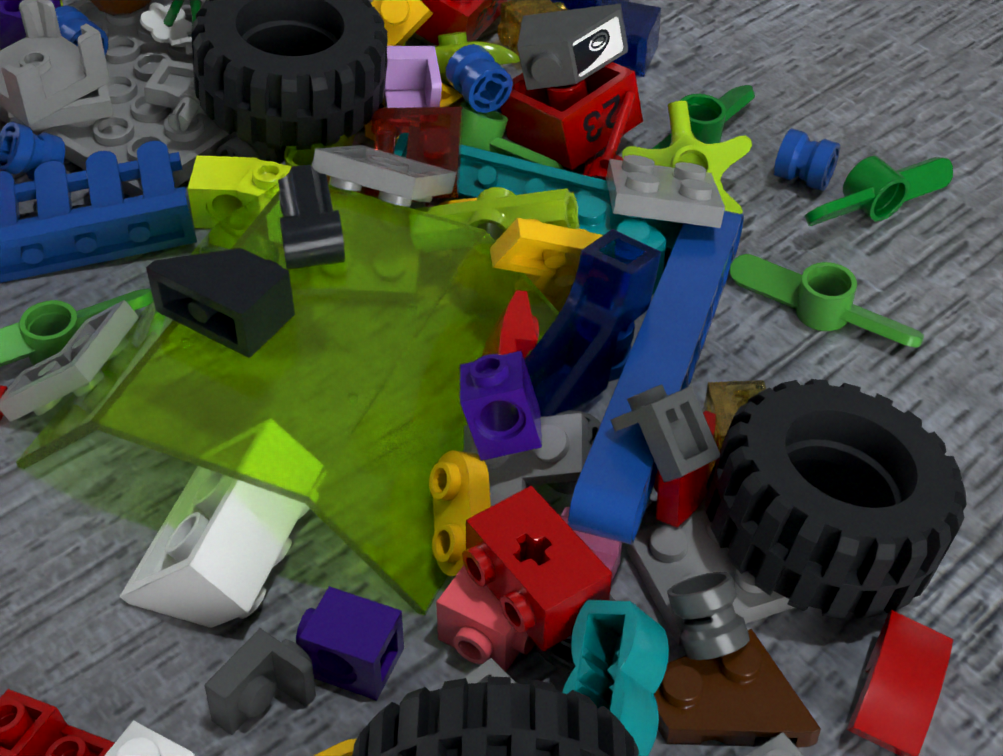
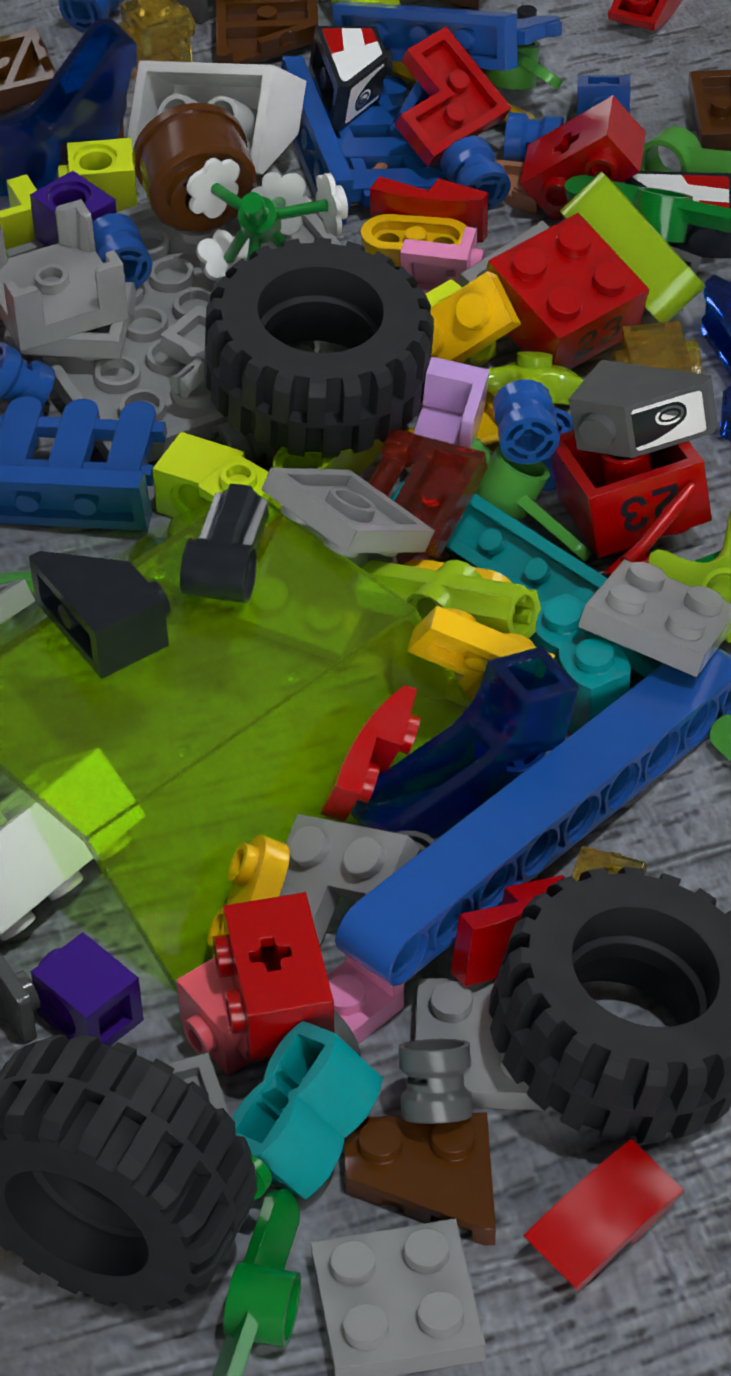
camera: 25 degrees right, 0 degrees up
(500, 405) = (320, 802): dark purple brick -> none
(672, 429) = (475, 880): dark grey bracket -> none

